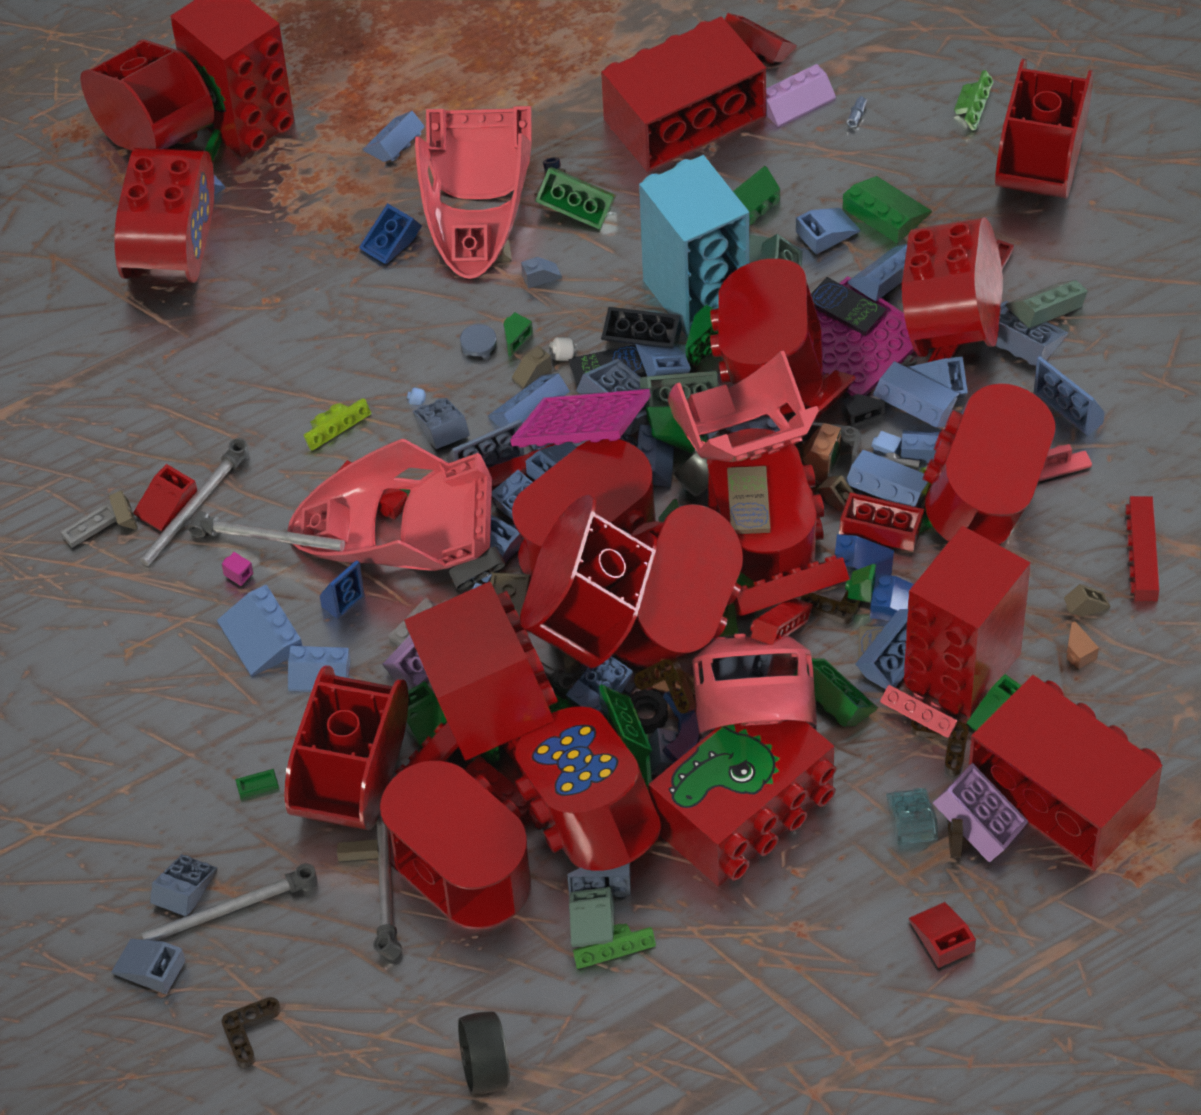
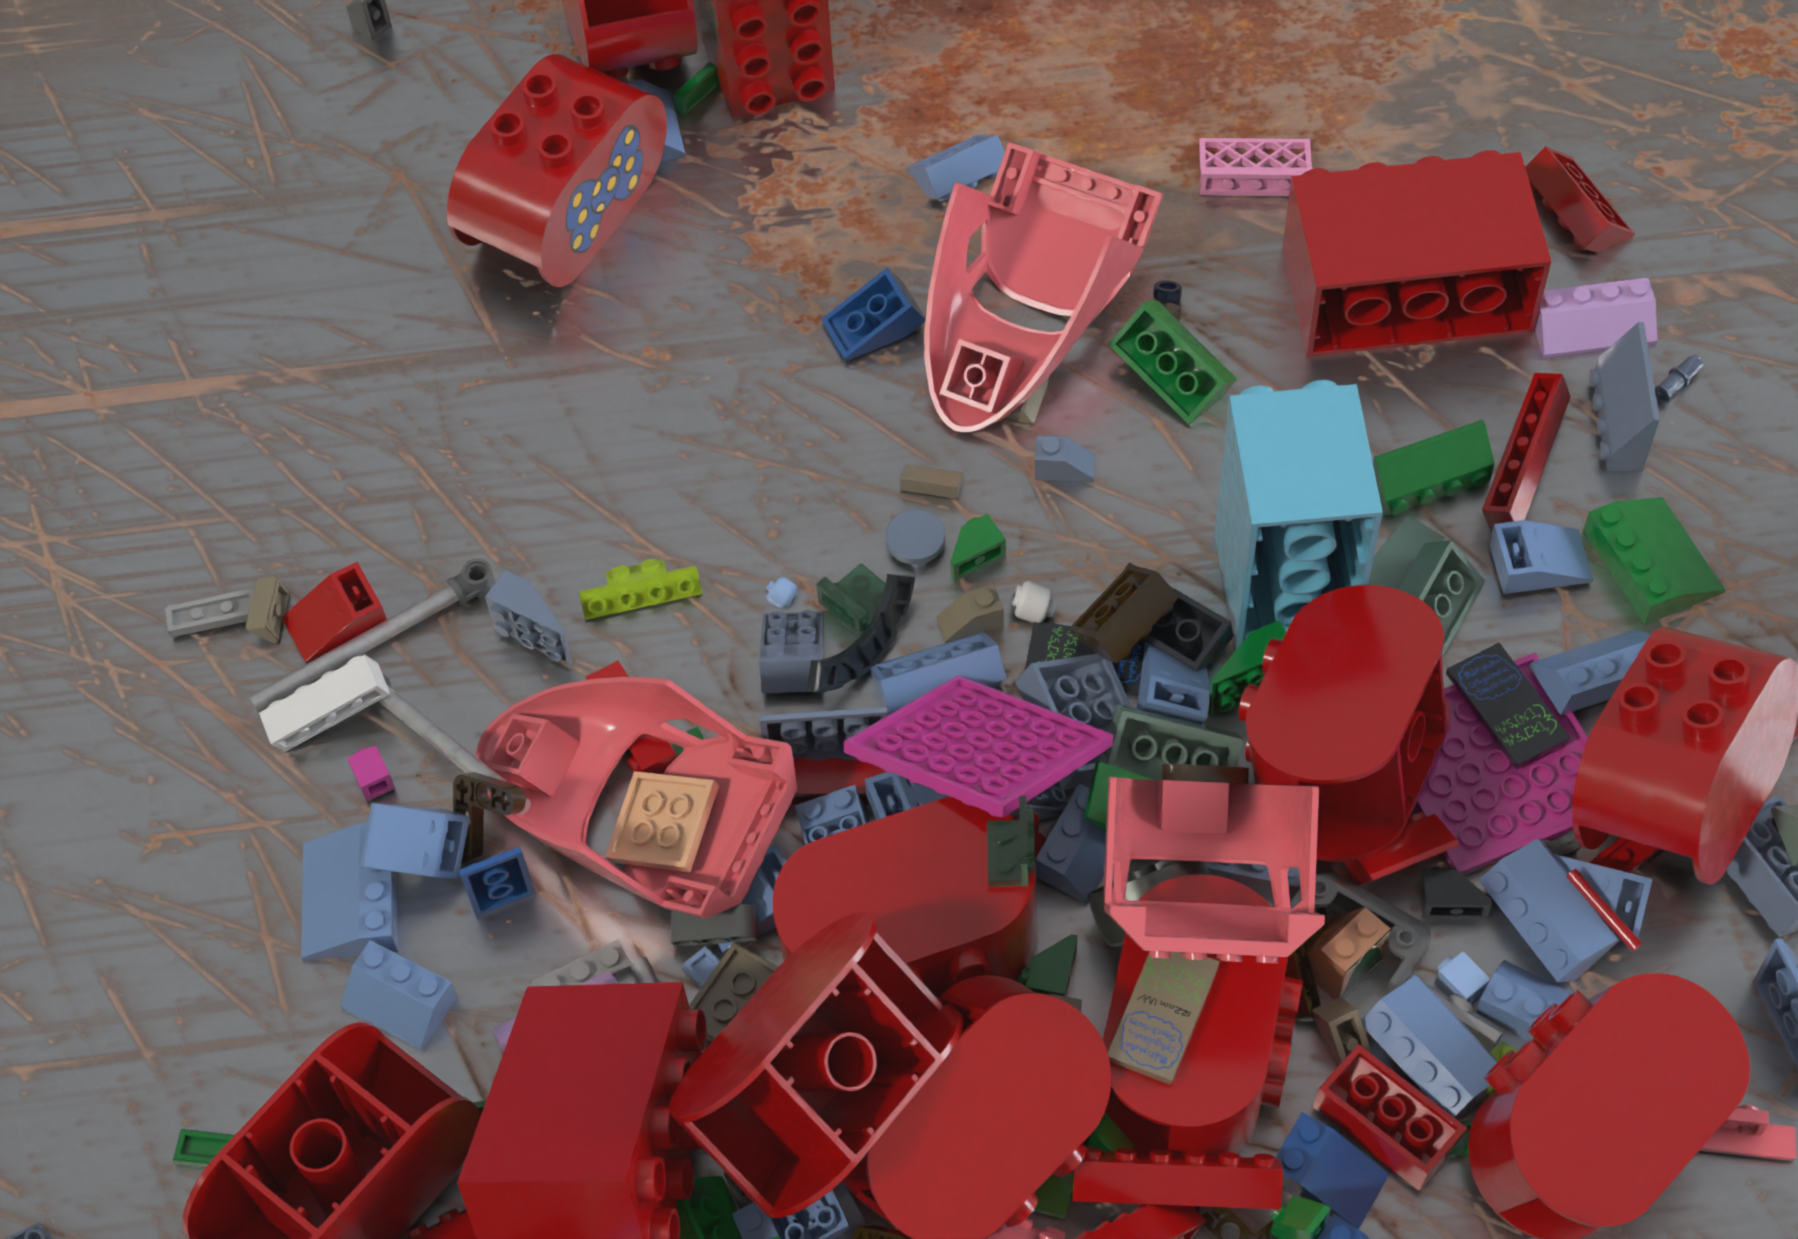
camera: 25 degrees right, 5 degrees up
(190, 542) = (324, 703): none -> white brick
(283, 457) = (523, 614): none -> sand blue slope
(289, 585) = (415, 840): none -> medium blue slope
(312, 551) = (472, 788): none -> dark brown beam
(421, 525) = (662, 821): none -> light nougat plate
(463, 383) = (852, 598): none -> clear green bracket
(470, 309) = (931, 481): none -> dark tan slope
(481, 412) = (868, 649): none -> black tile
(568, 87) = (1253, 178): none -> bright pink fence
(620, 331) = (1124, 613): none -> dark brown slope
(632, 451) = (1011, 849): none -> clear green bracket
(699, 387) = (1205, 773): none -> dark brown beam
(794, 175) = (1527, 450): none -> red brick
(836, 131) = (1625, 401): none -> sand blue slope
(945, 382) = (1604, 910): none -> red bar

